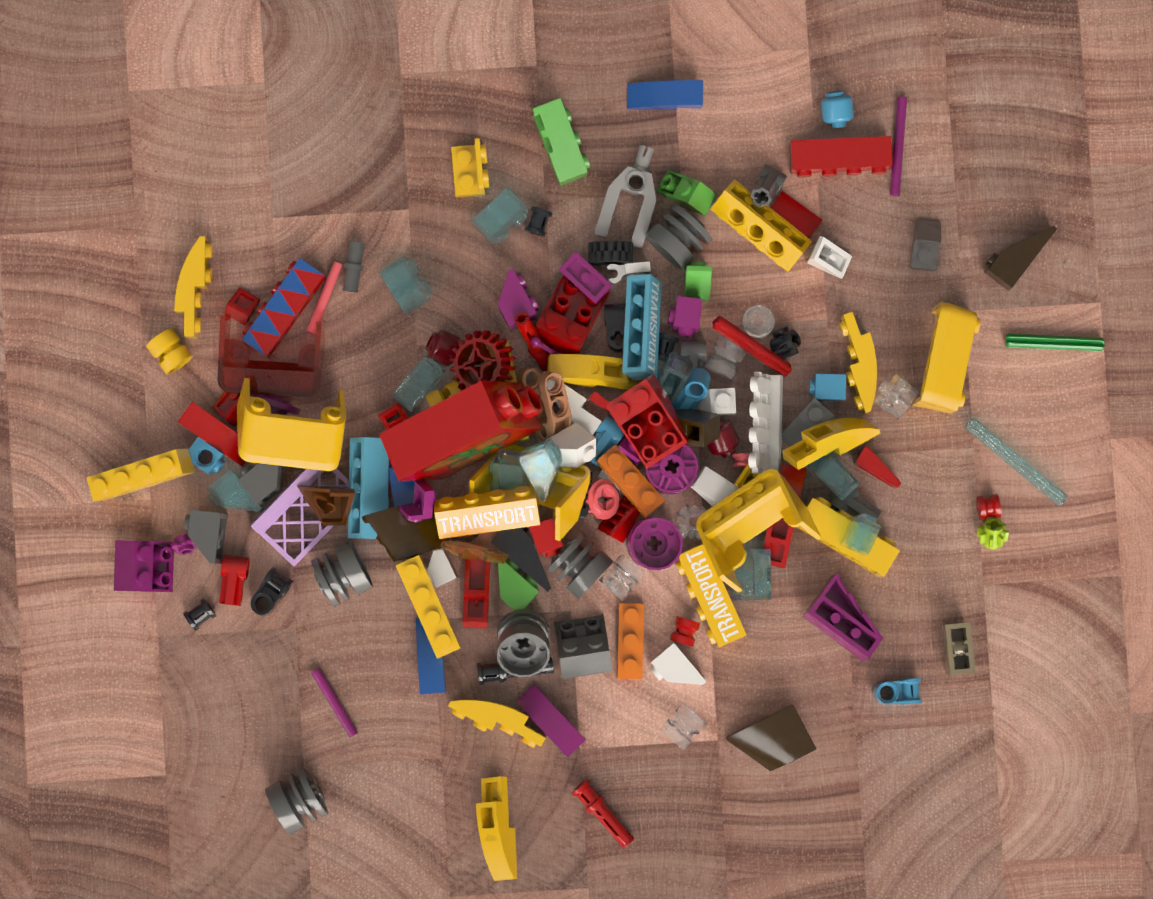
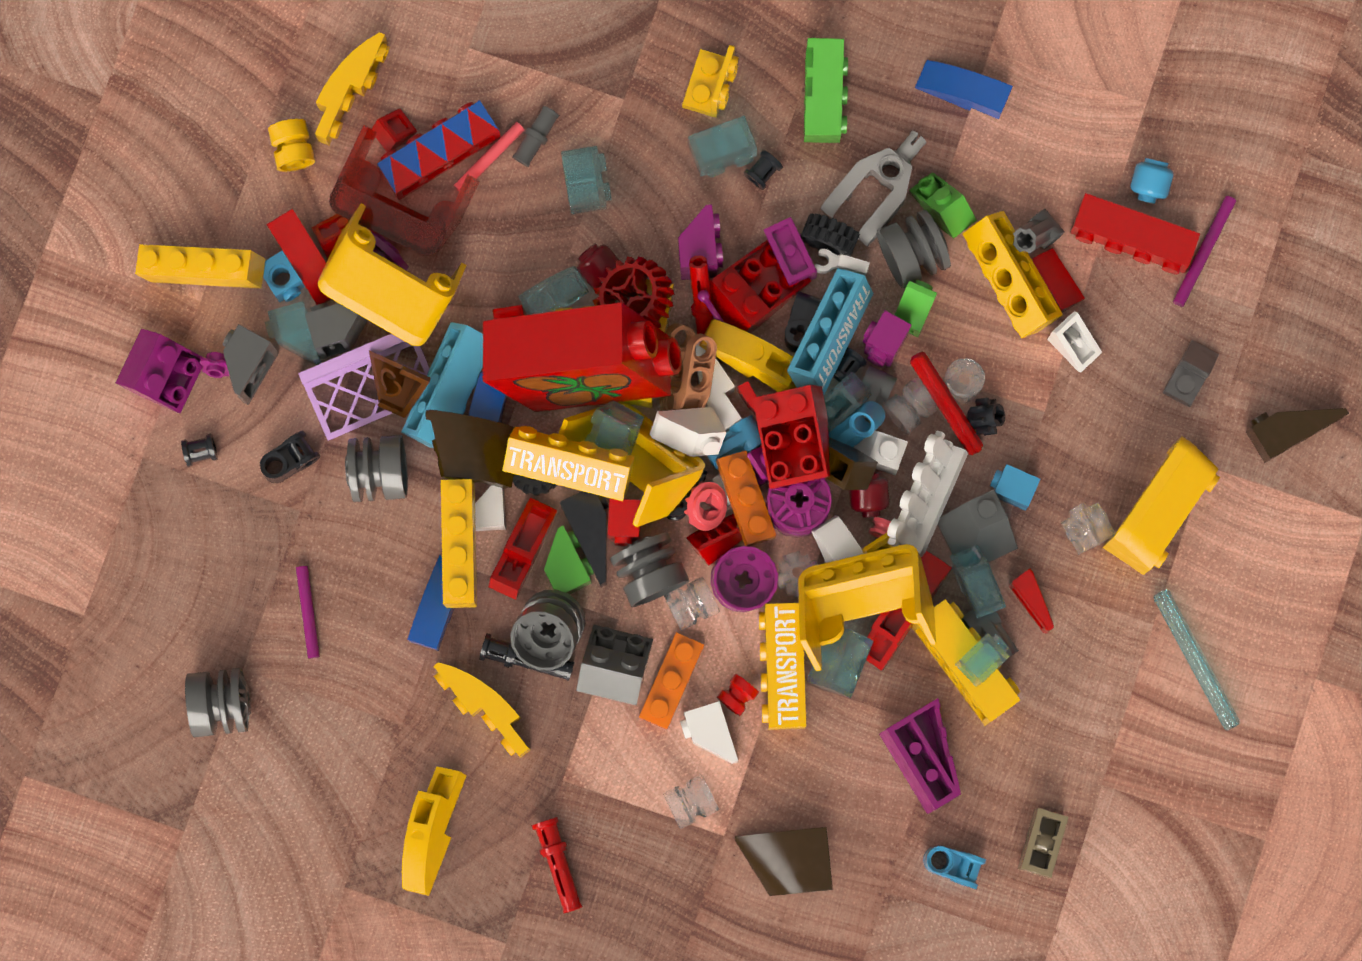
camera: 25 degrees right, 5 degrees down
(234, 573) = (257, 420): red piece -> none
(422, 503) = (502, 421): magenta bracket -> none
(474, 551) = (535, 502): clear orange slope -> none
(542, 466) = (652, 437): clear light blue slope -> none
(551, 720) = (543, 733): magenta slope -> none
(833, 435) = (999, 541): yellow slope -> none
(863, 373) = (1062, 485): yellow slope -> none
(988, 507) = (1143, 697): red wheel -> none
(992, 533) = (1136, 729): lime gear -> none
(1054, 342) = (1294, 542): green axle -> none

